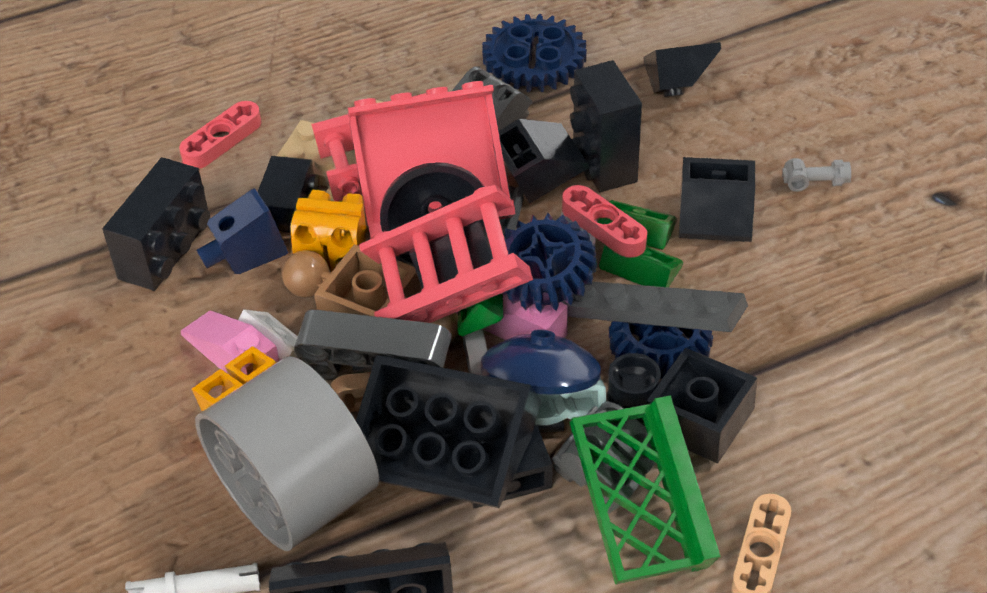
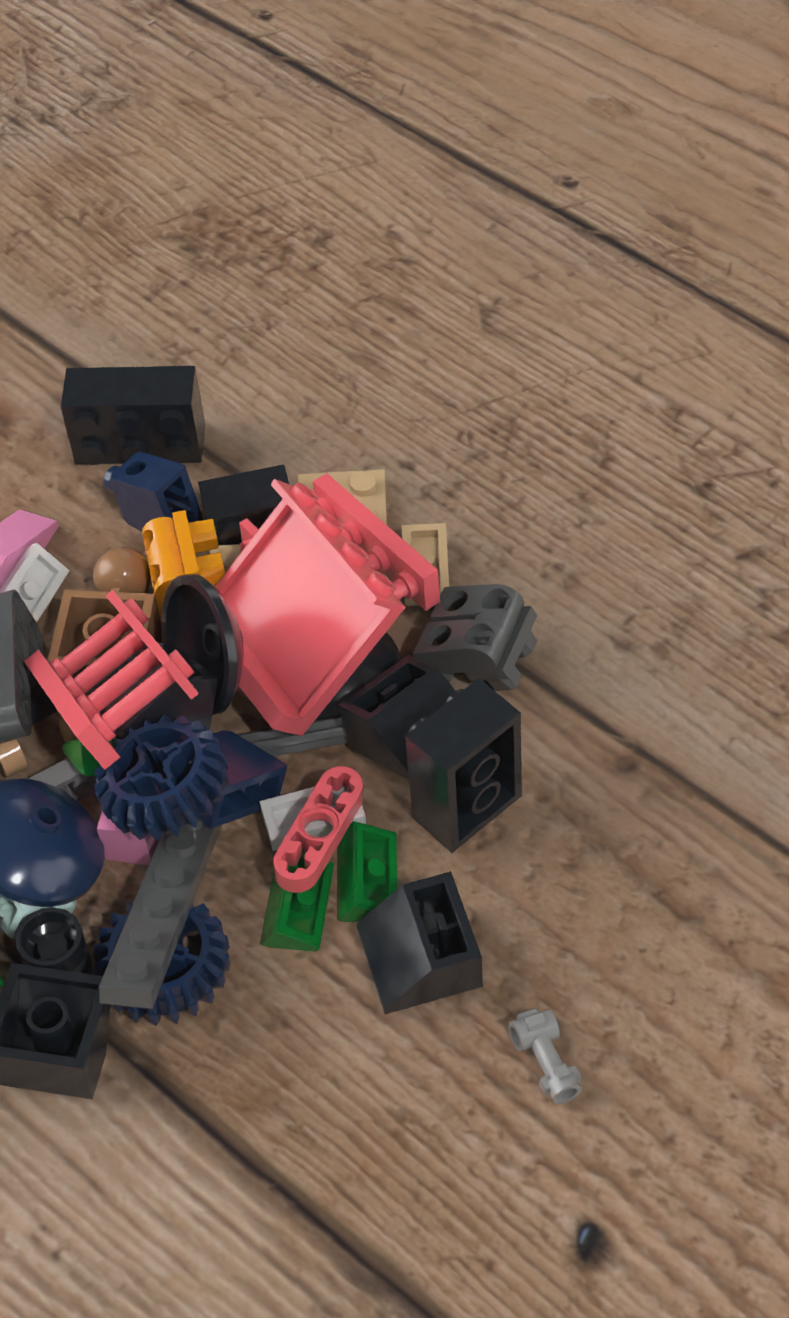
camera: 70 degrees right, 5 degrees up
(203, 148) = (301, 405): coral beam -> none
(510, 52) = (632, 637): dark blue gear -> none
(678, 67) = (680, 815): black slope -> none

